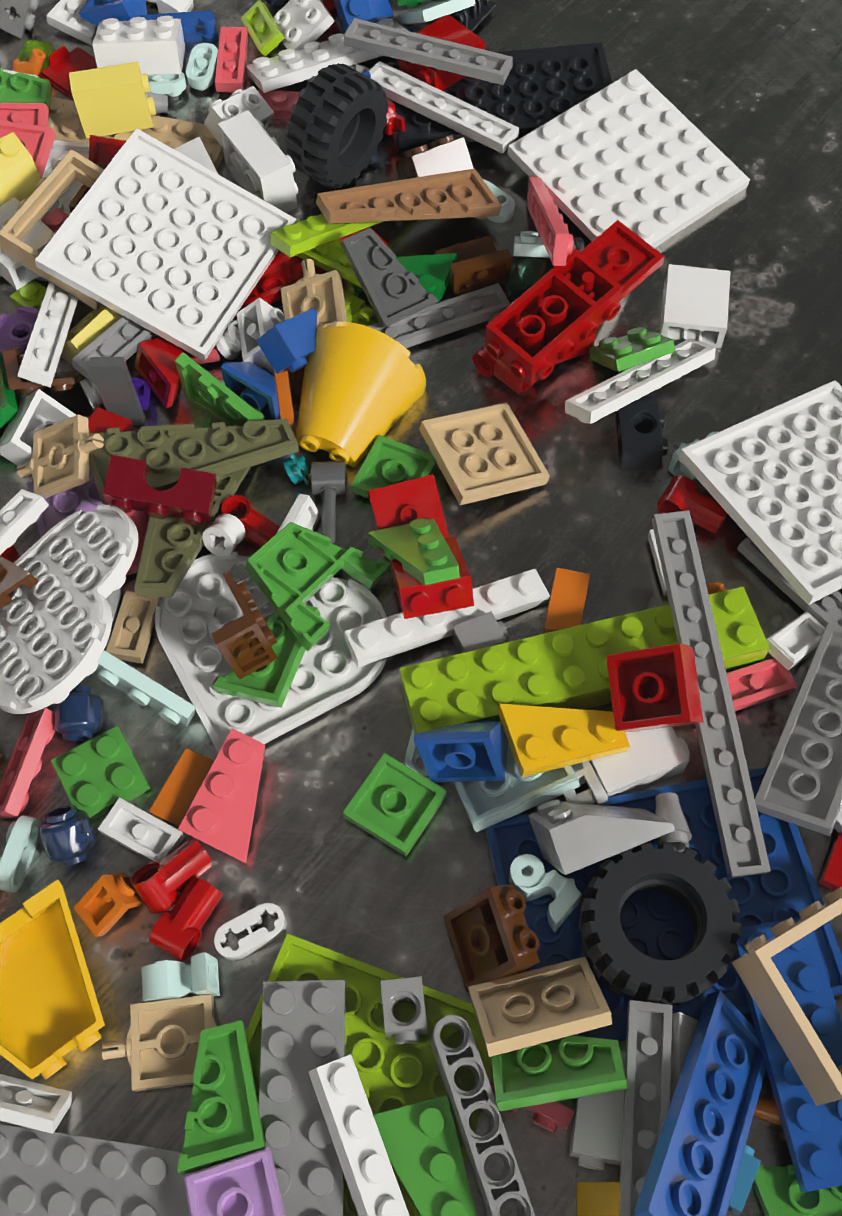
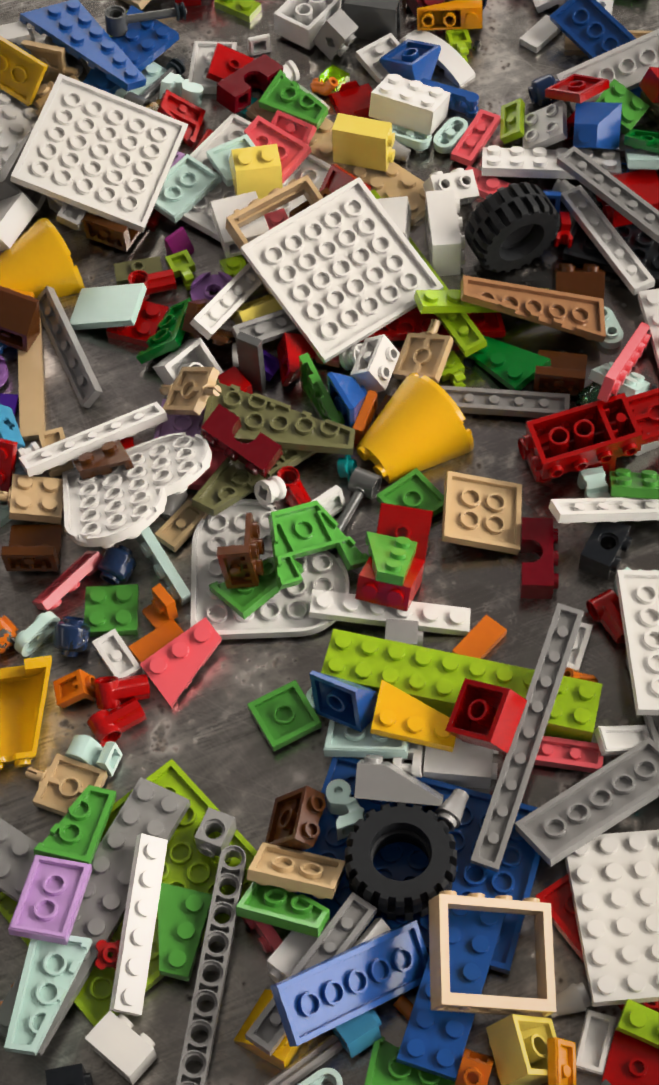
camera: 30 degrees right, 5 degrees down
(166, 742) = (162, 607): none -> orange bracket
(246, 923) = (151, 748): white beam -> none
(290, 342) = (387, 375): blue slope -> none
(385, 281) = (481, 358): dark grey wing -> none
(566, 455) = (538, 577): none -> dark red arch
(586, 366) = (593, 482): none -> light aqua leg

